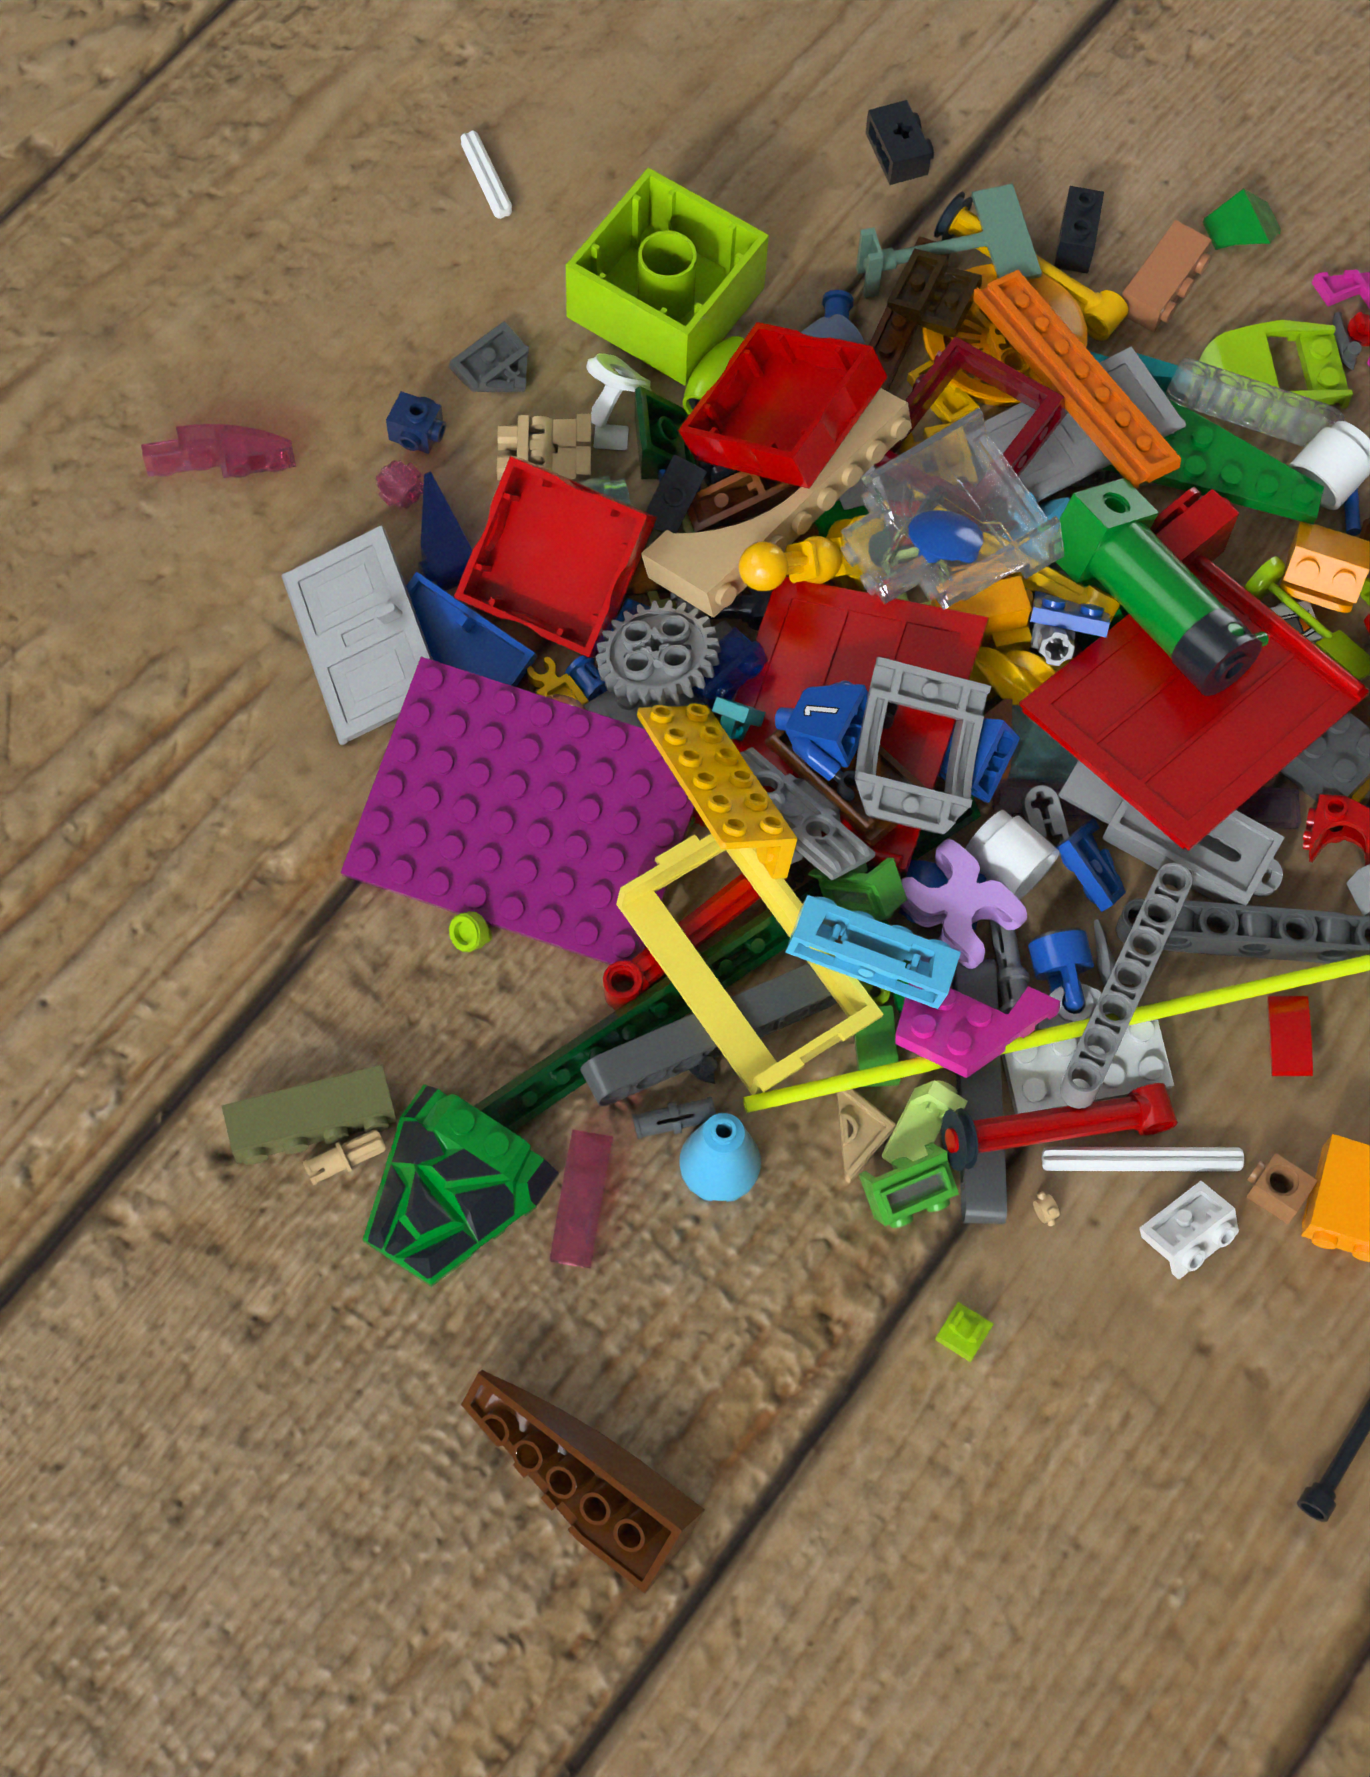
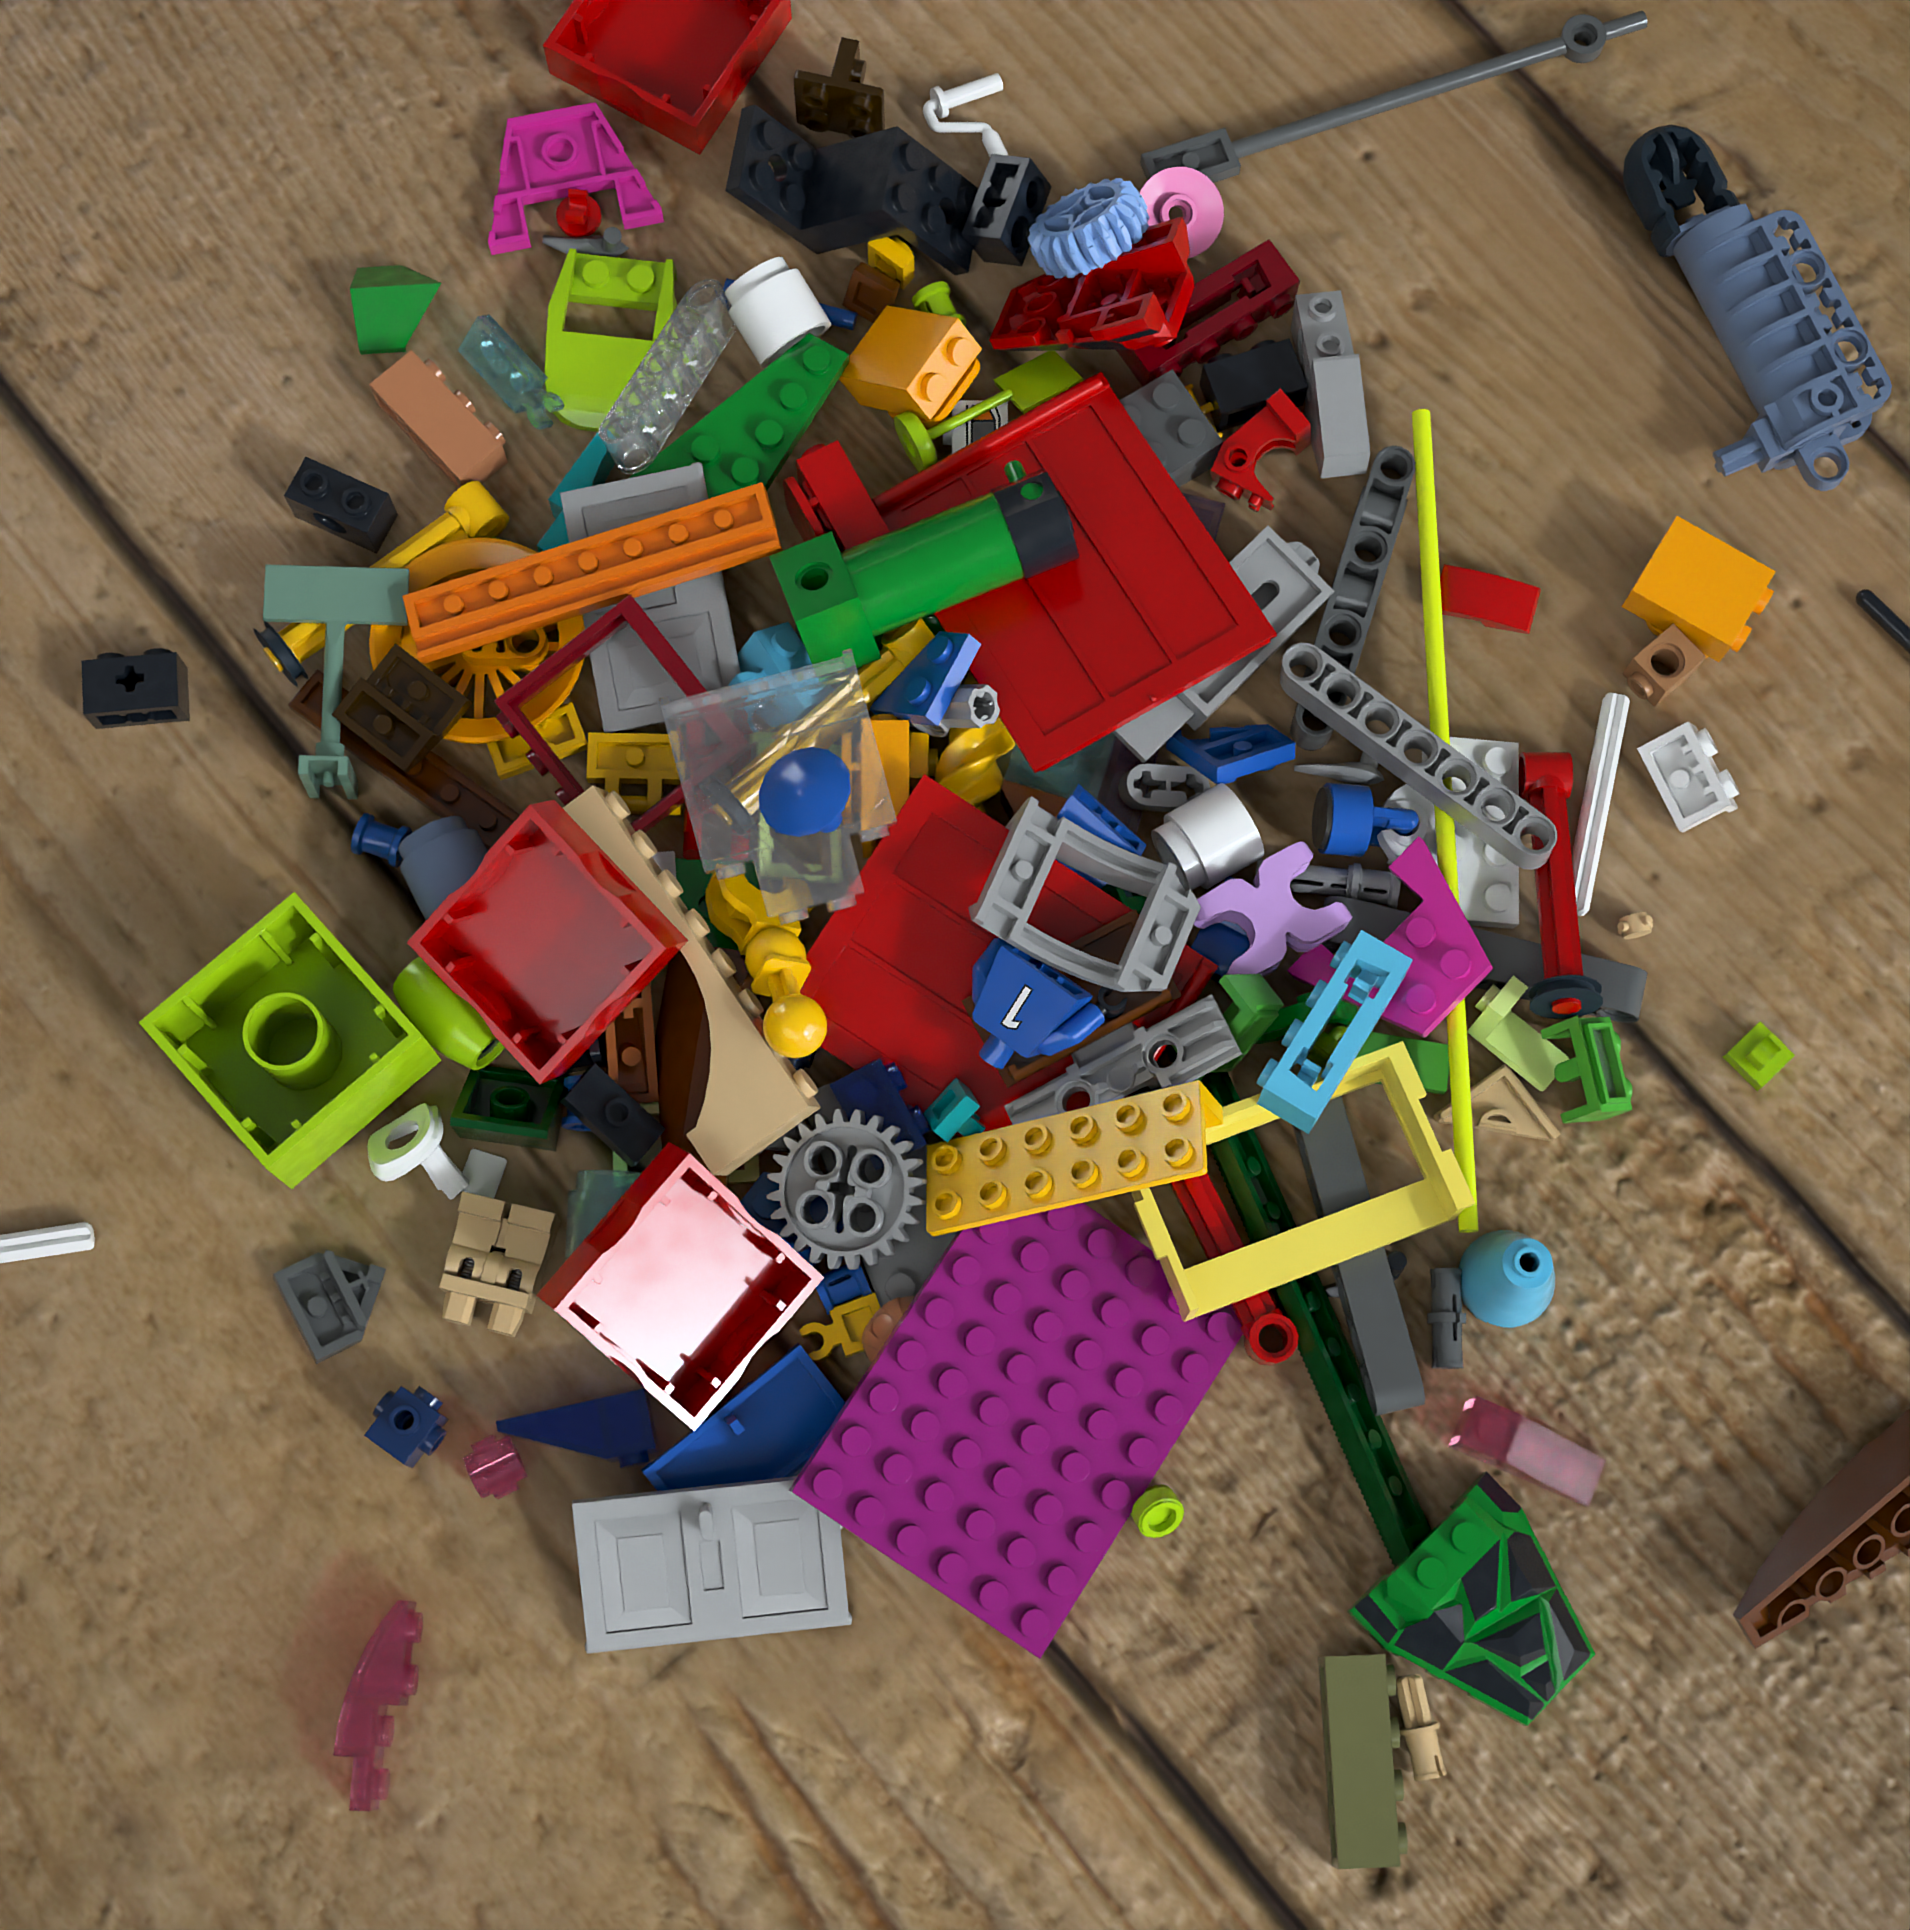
camera: 75 degrees left, 10 degrees up
(1222, 311) = (509, 371): none -> clear light blue plate

